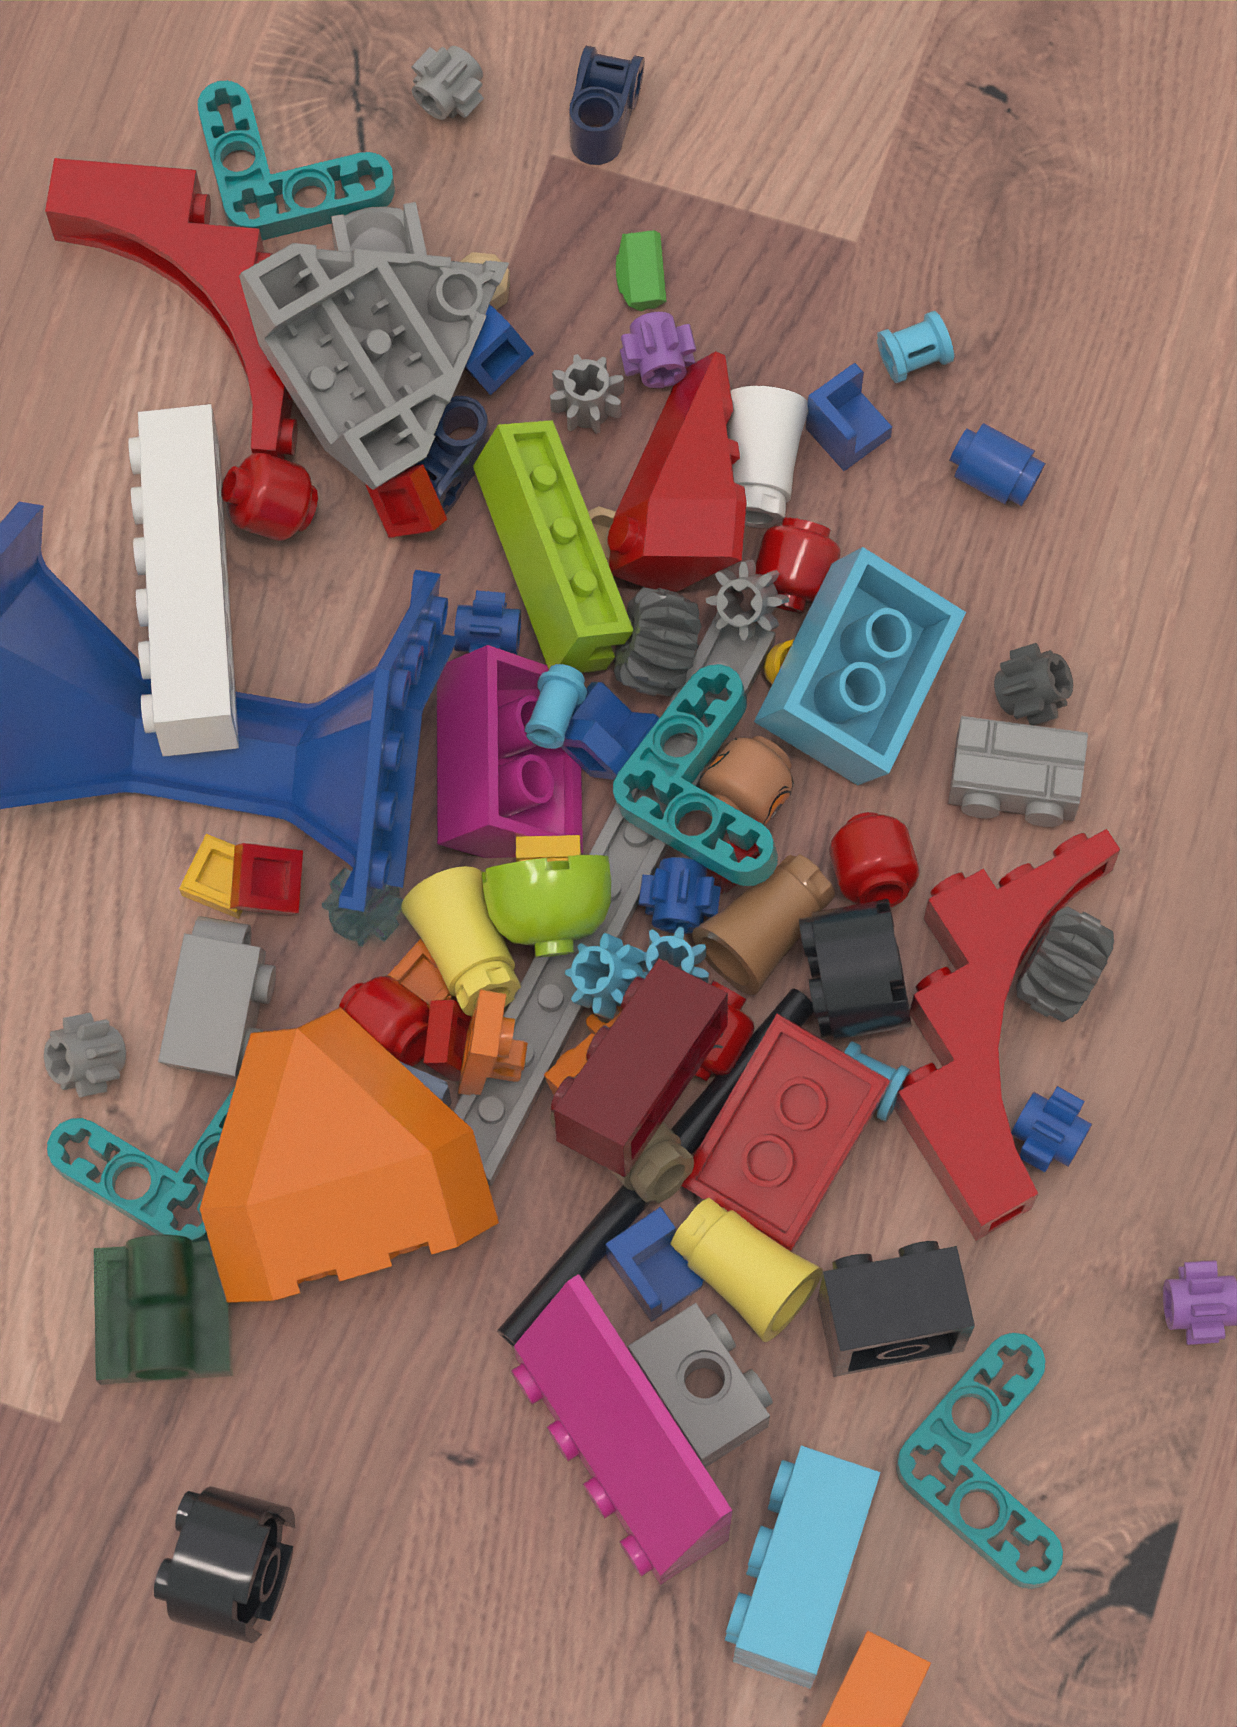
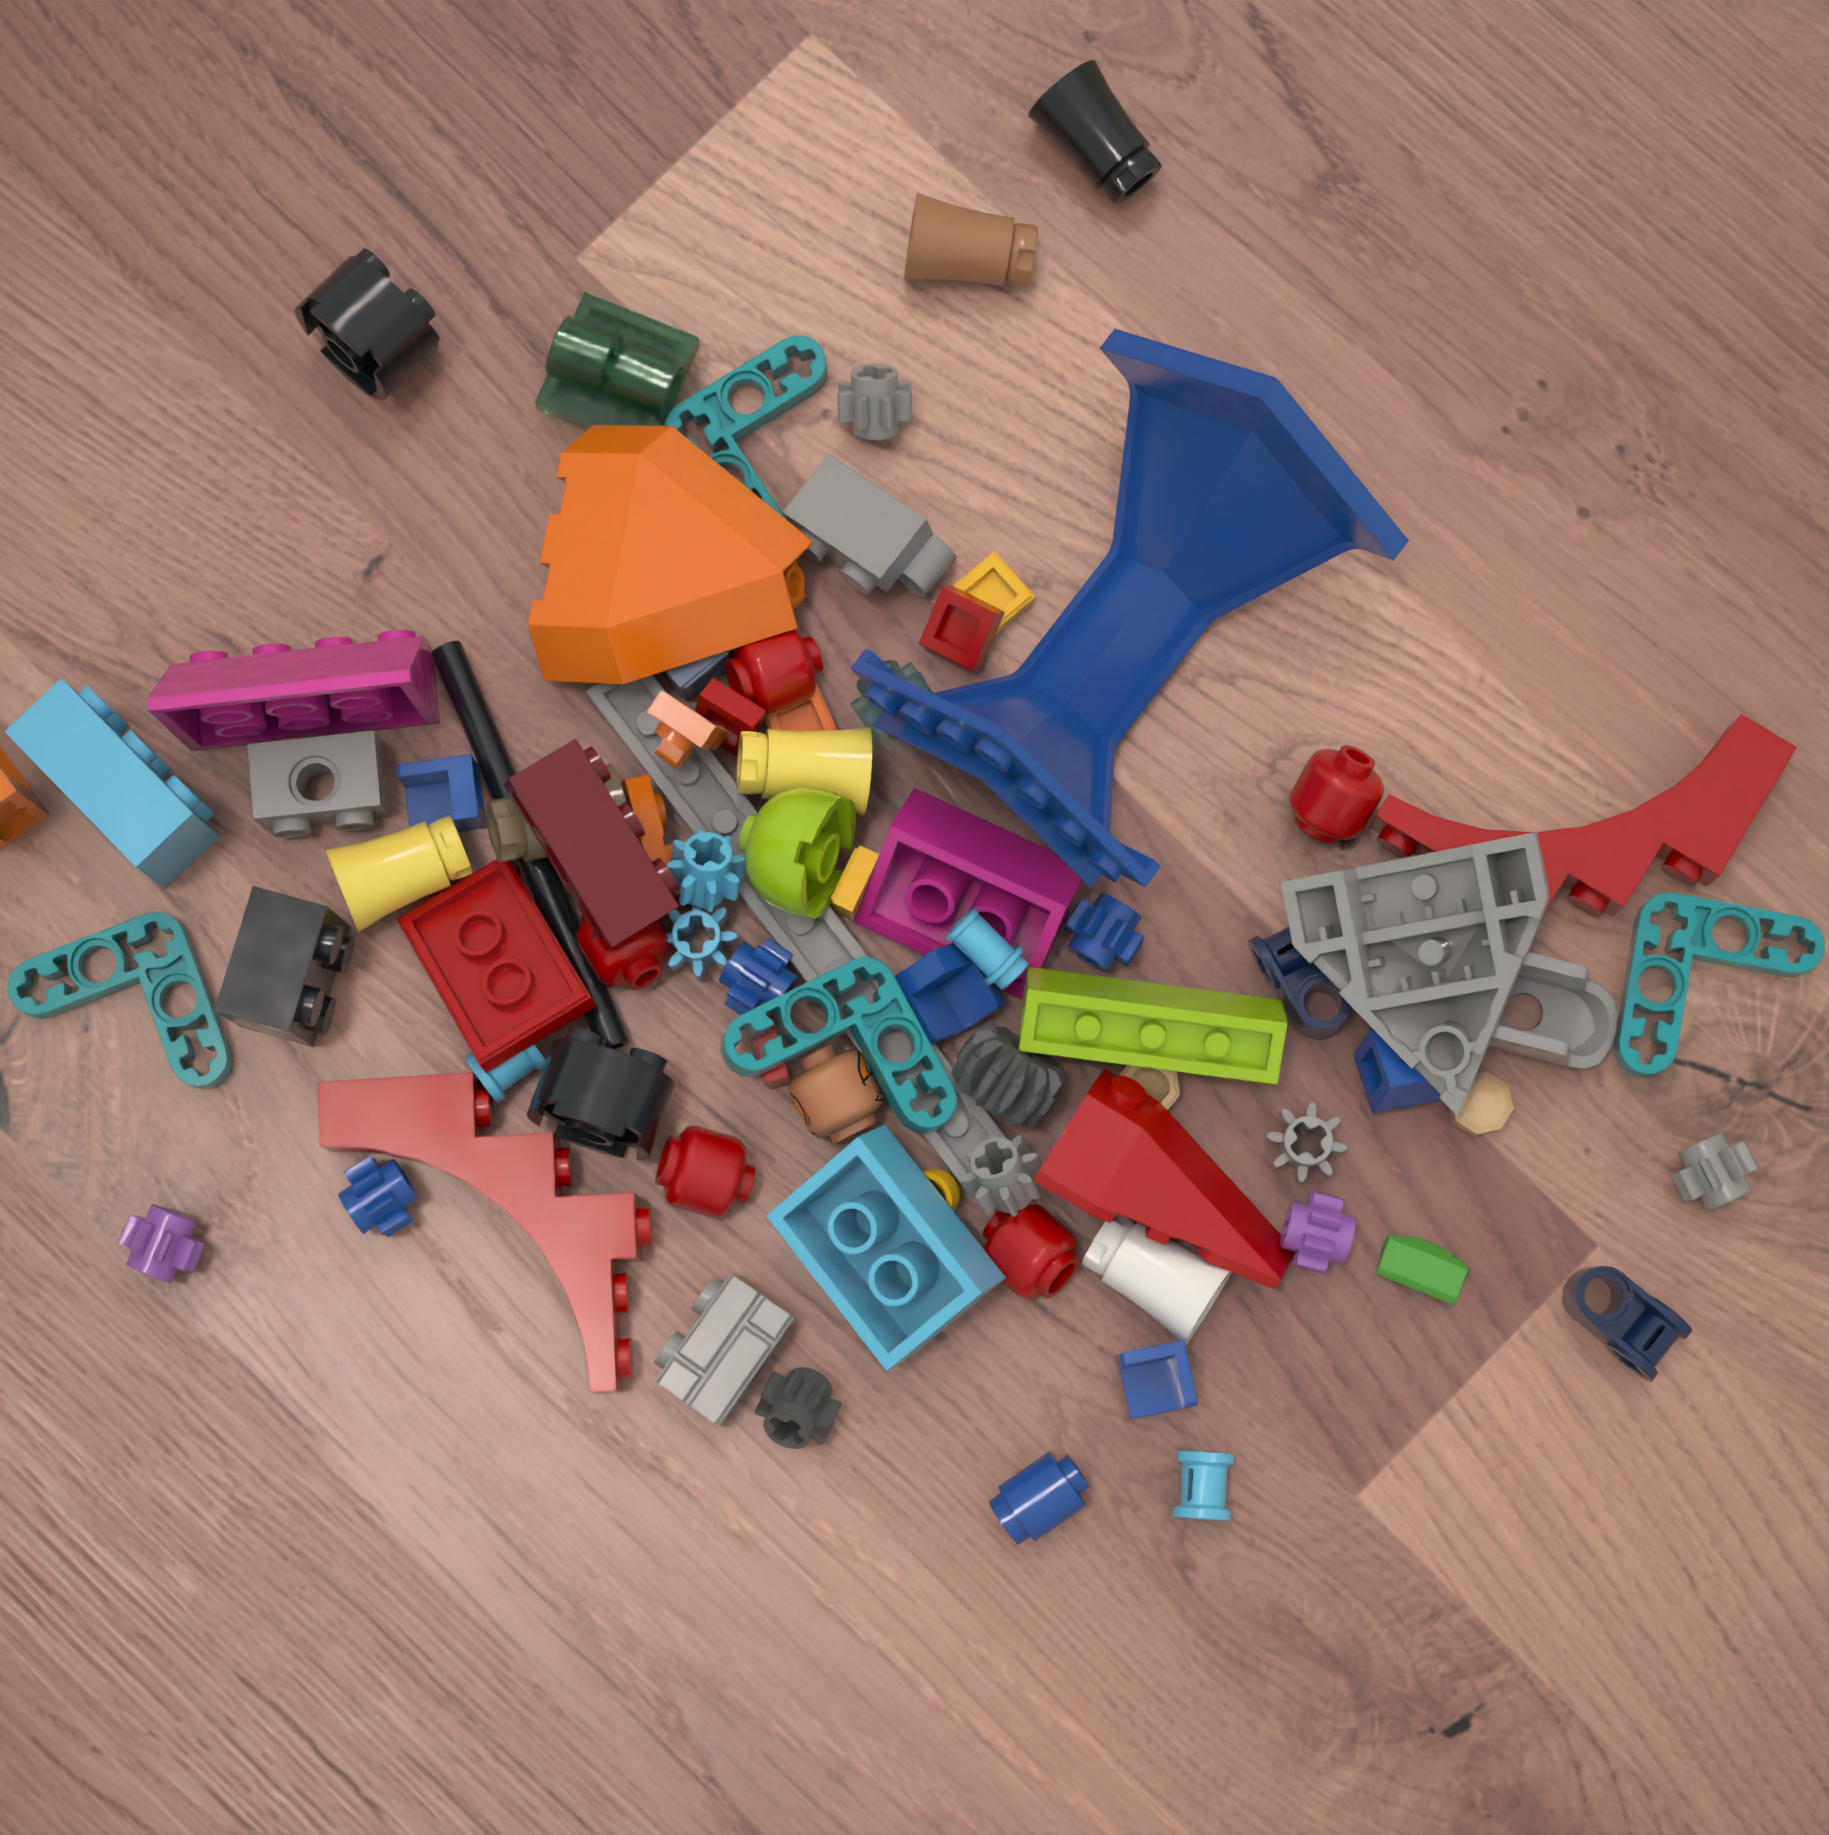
camera: 120 degrees right, 10 degrees up
(185, 582) = (1282, 675): white brick -> none
(408, 503) = (1260, 920): red tile -> none
(763, 923) = (688, 1031): medium nougat plant -> none
(1065, 964) = (513, 1285): dark grey gear -> none

